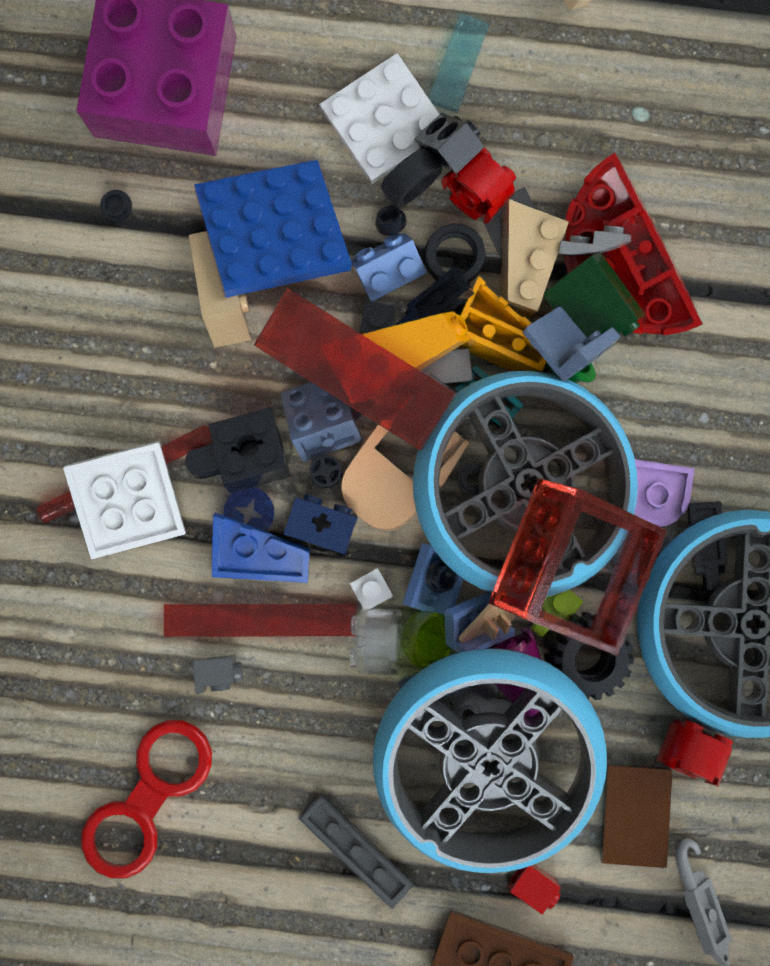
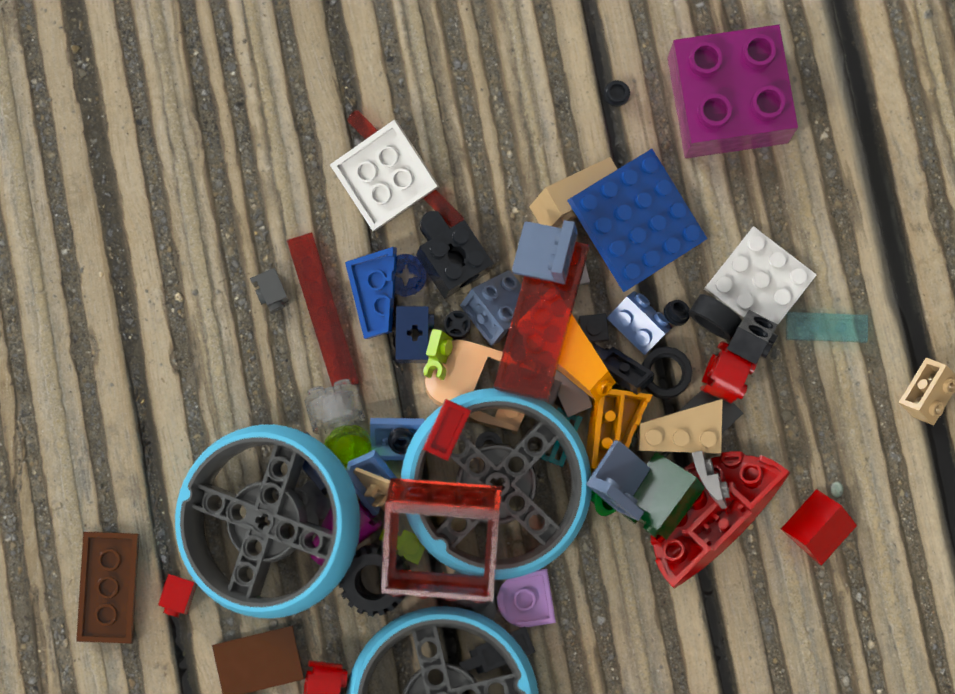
camera: 75 degrees right, 5 degrees down
(146, 799) = (155, 268): red bar -> none
(280, 339) = (545, 251): none -> sand blue bracket
(350, 502) = (438, 350): none -> lime plate
(356, 851) = (163, 445): dark grey tile -> none
(371, 589) = (374, 391): white plate -> none
(453, 520) = (446, 429): none -> red tile
(675, 146) = (819, 526): none -> red slope

